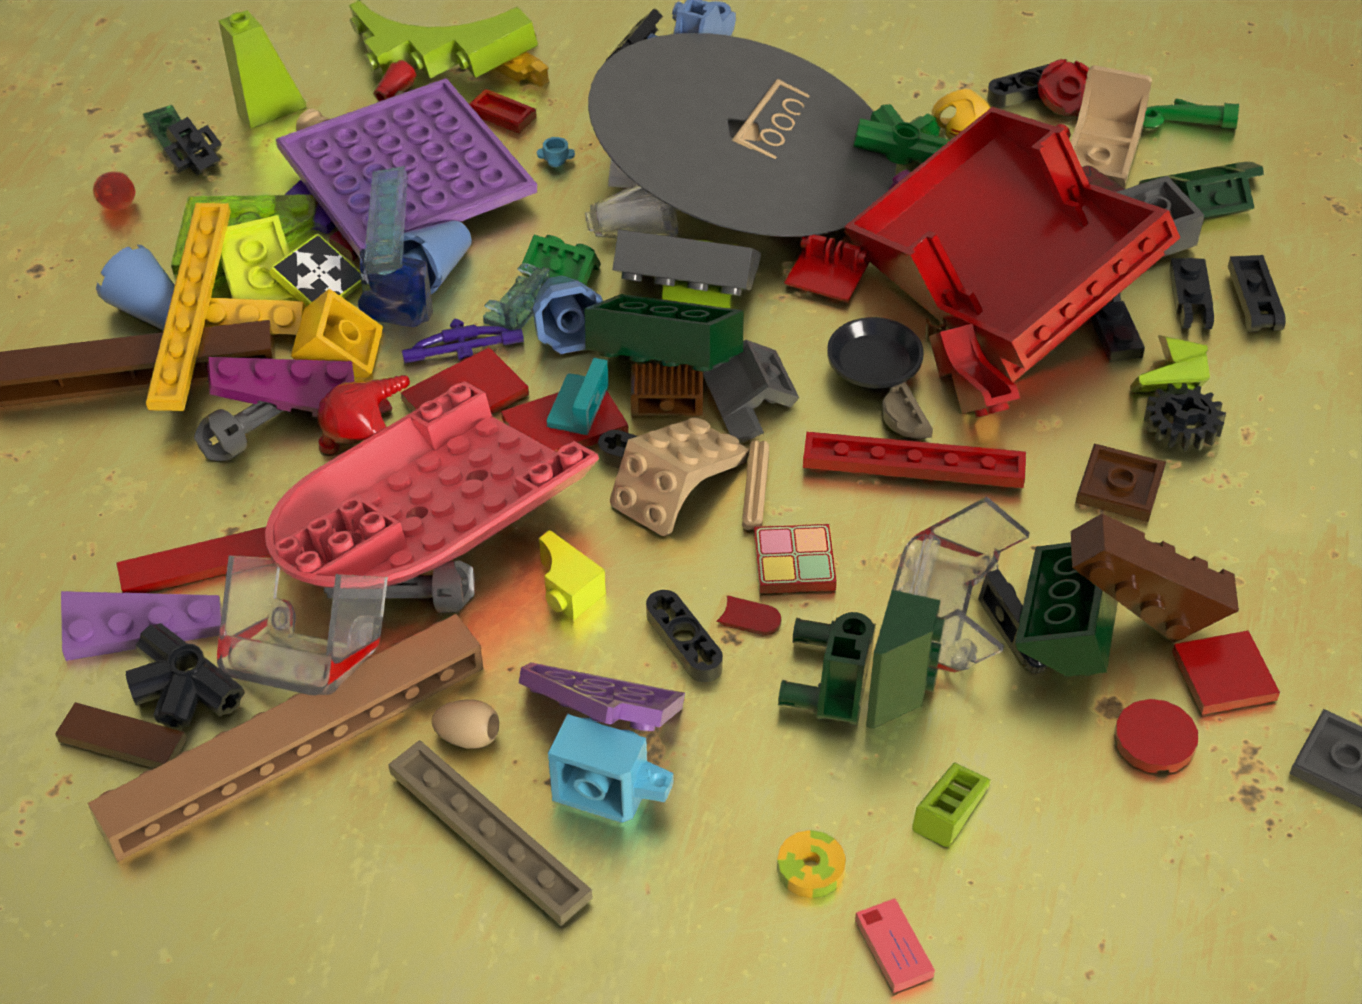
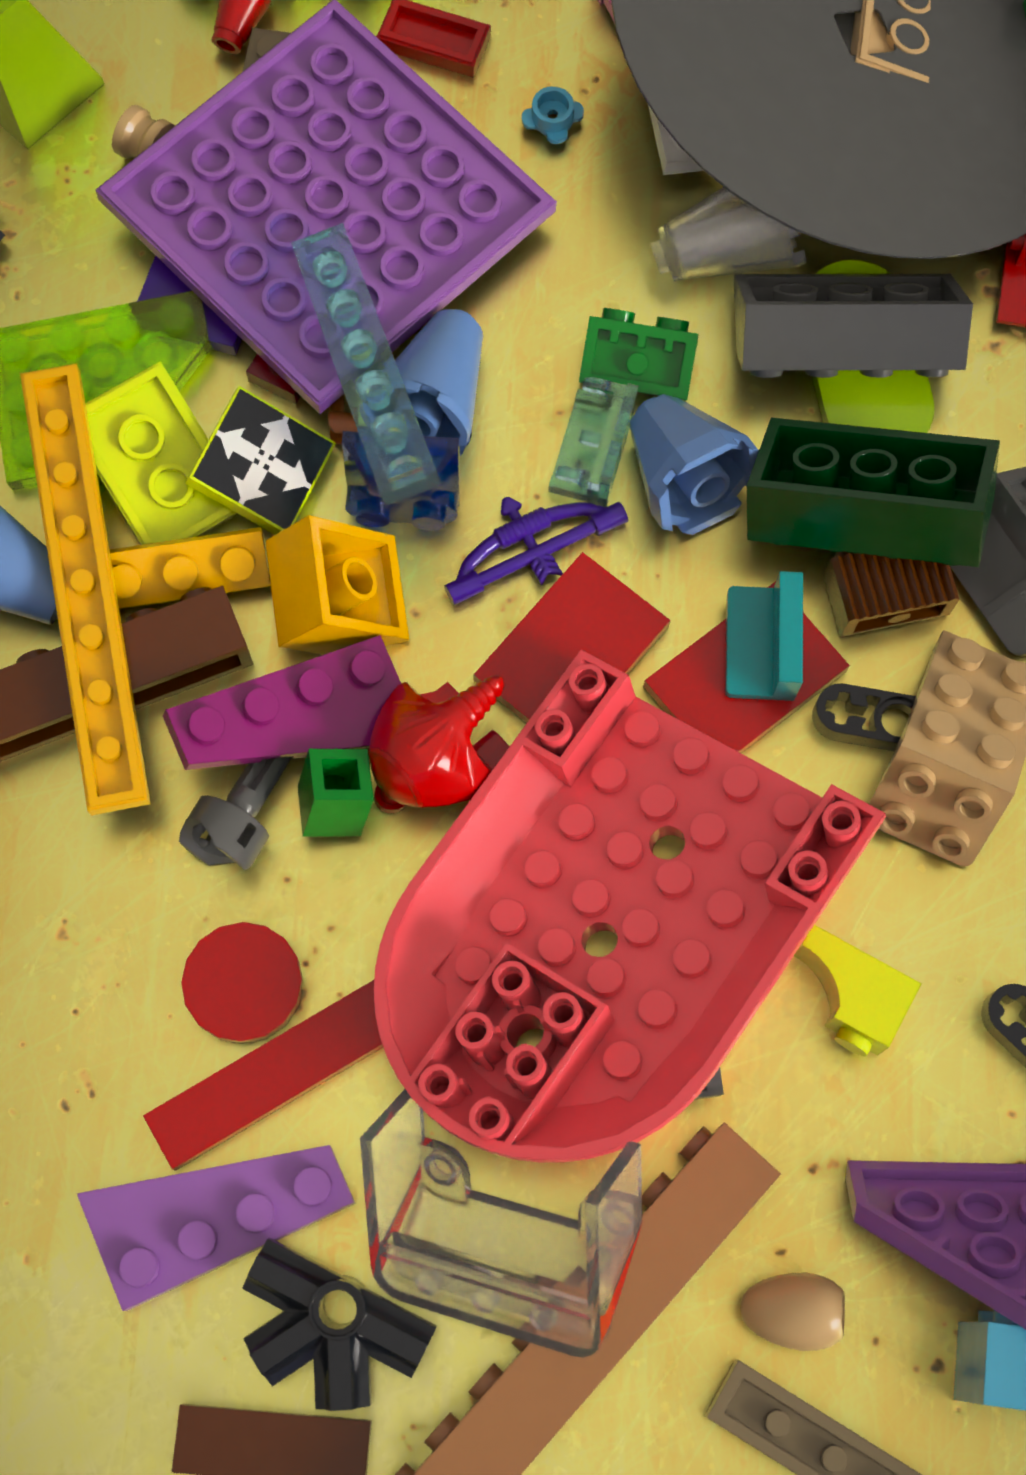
camera: 15 degrees left, 25 degrees up
(202, 513) = (242, 983): none -> red tile
(292, 425) = (335, 792): none -> green brick

